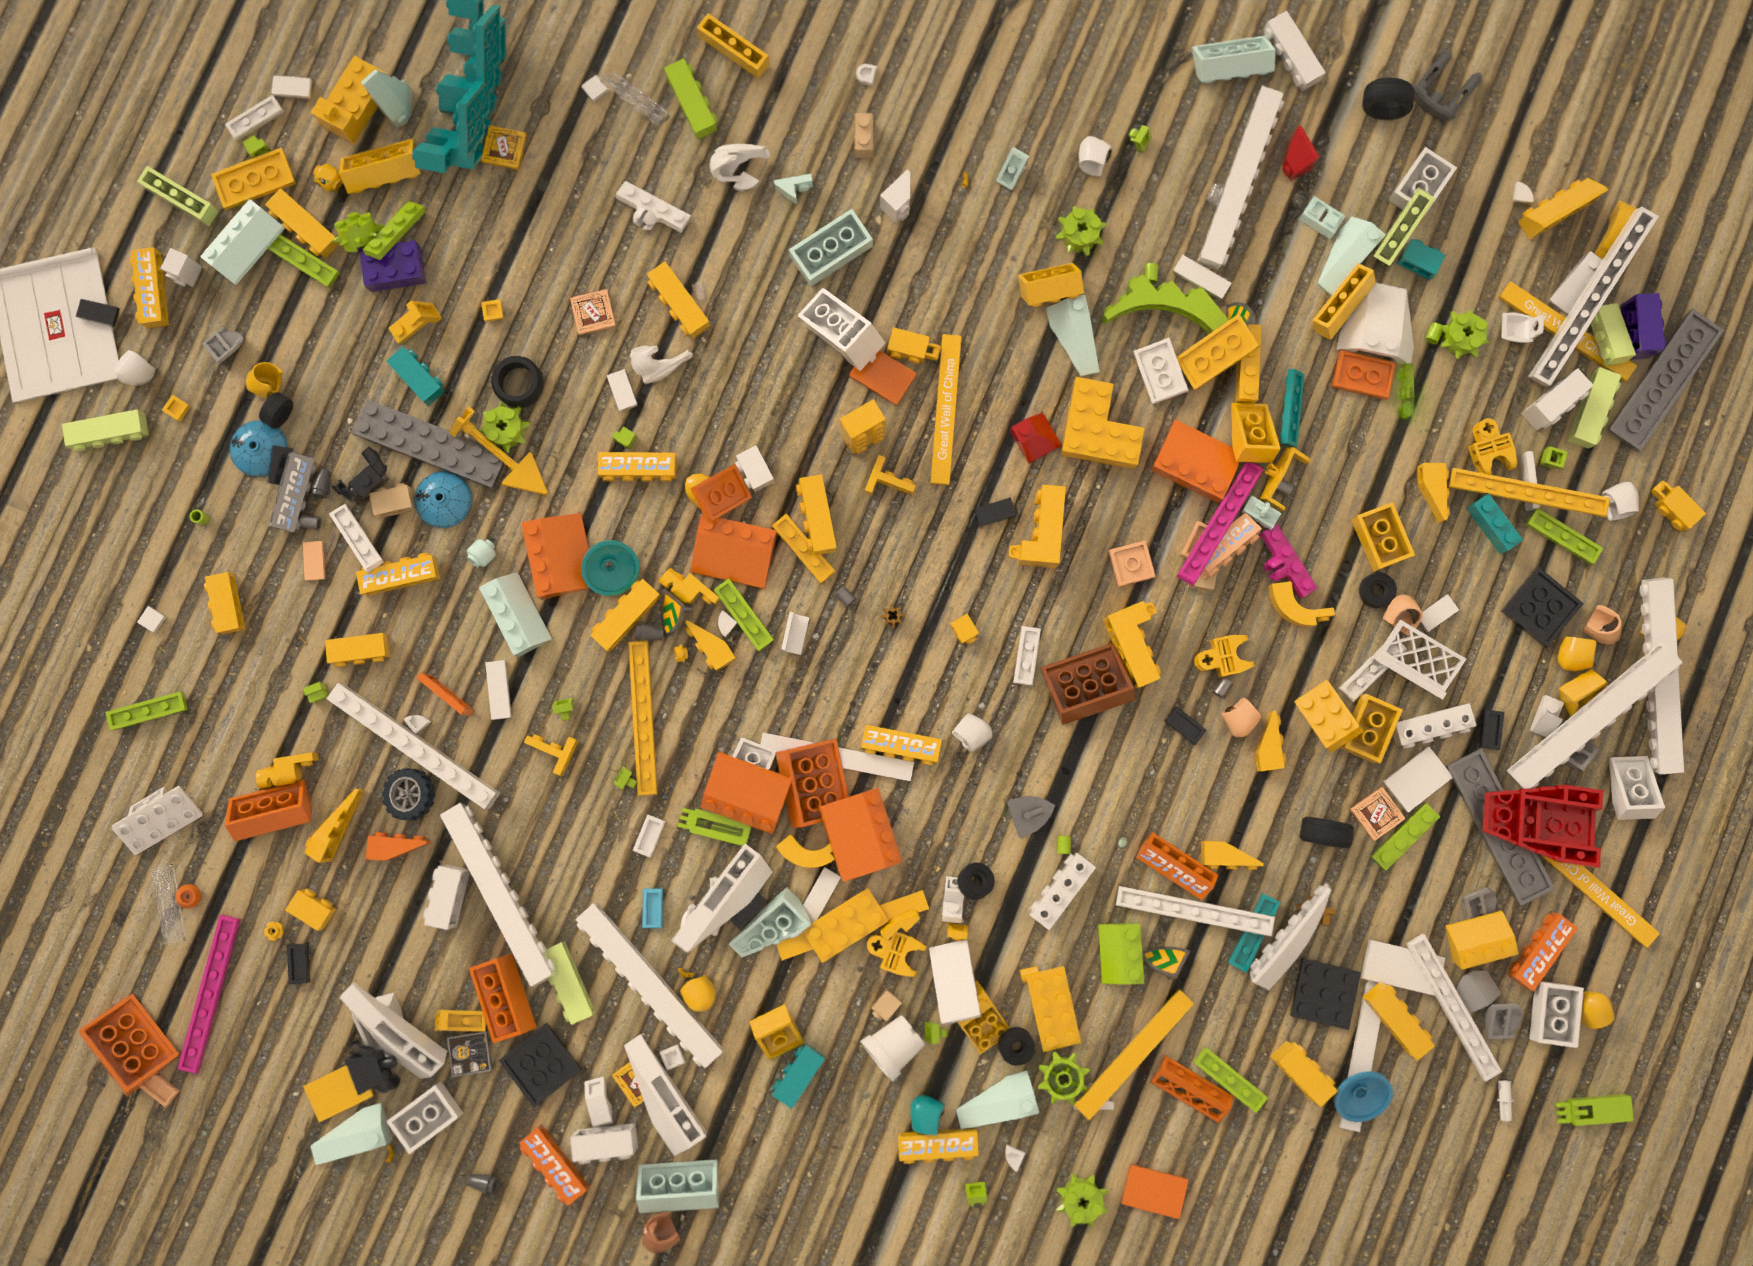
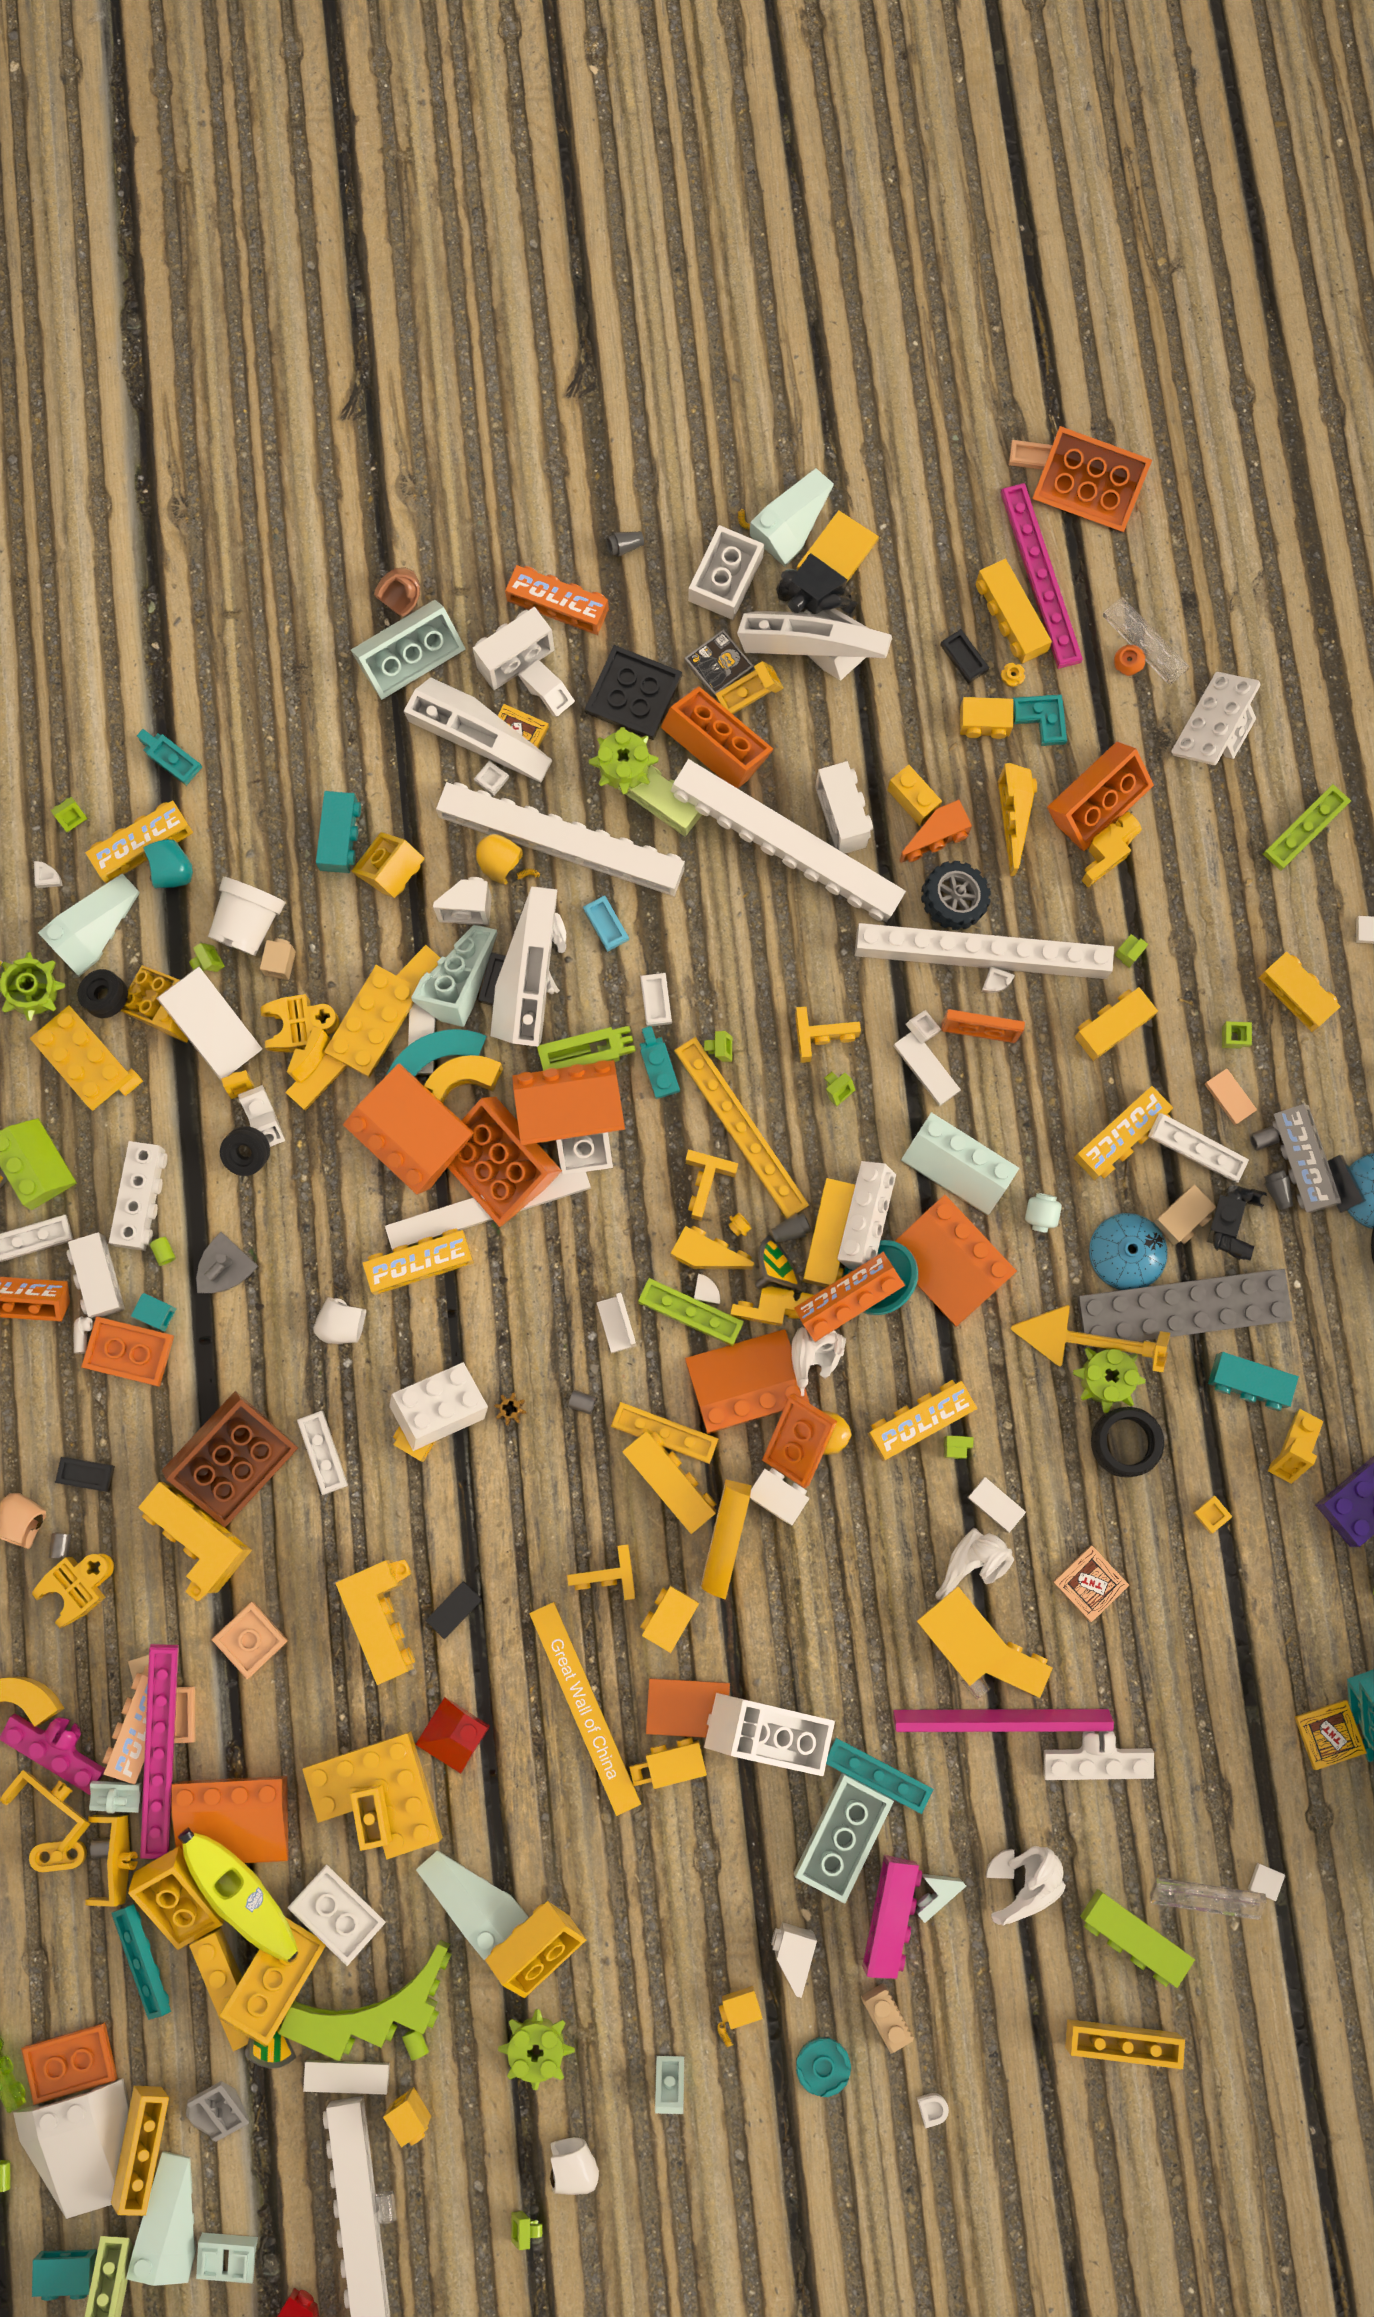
camera: 150 degrees right, 5 degrees down
(245, 976) = (1013, 611): none -> yellow brick
(267, 888) = (1047, 712): none -> teal tile
(279, 595) = (1244, 1033): none -> lime piece
(393, 880) = (914, 795): none -> yellow brick
(484, 717) = (923, 1027): none -> white tile
(563, 1013) = (623, 746): none -> lime brick
(595, 611) = (866, 1214): none -> white brick
(637, 563) = (849, 1296): none -> orange brick
(673, 790) = (658, 1065): none -> teal hinge
(677, 548) = (807, 1352): none -> white hair
(685, 695) = (704, 1179): none -> yellow bracket
(689, 321) = (963, 1636): none -> yellow tile
(695, 262) = (1003, 1720): none -> dark pink tile
(738, 971) = (465, 903): none -> white slope
(788, 271) = (878, 1775): none -> teal plate
(801, 459) = (725, 1538): none -> yellow brick
(812, 883) = (439, 1045): none -> teal tile
(829, 188) = (890, 1918): none -> dark pink slope
(885, 1198) = (170, 756): none -> teal hinge
(917, 131) = (823, 2067): none -> teal tile
(937, 640) = (438, 1406): none -> white brick
(947, 188) = (740, 2008): none -> yellow brick
(1089, 806) = (153, 1312): none -> teal panel
(1109, 409) = (371, 1817): none -> yellow brick
(1116, 851) = (95, 1276): none -> white brick
(1119, 790) = (127, 1351): none -> orange plate
(1146, 815) = (81, 1327): none -> white arm
(1176, 233) = (408, 2118): none -> yellow brick
(1213, 410) = (238, 1895): none -> neon yellow piece
(1288, 299) = (217, 2111): none -> light grey slope
(1298, 533) = (56, 1796): none -> yellow piece
(1313, 496) = (57, 1859): none -> yellow plate

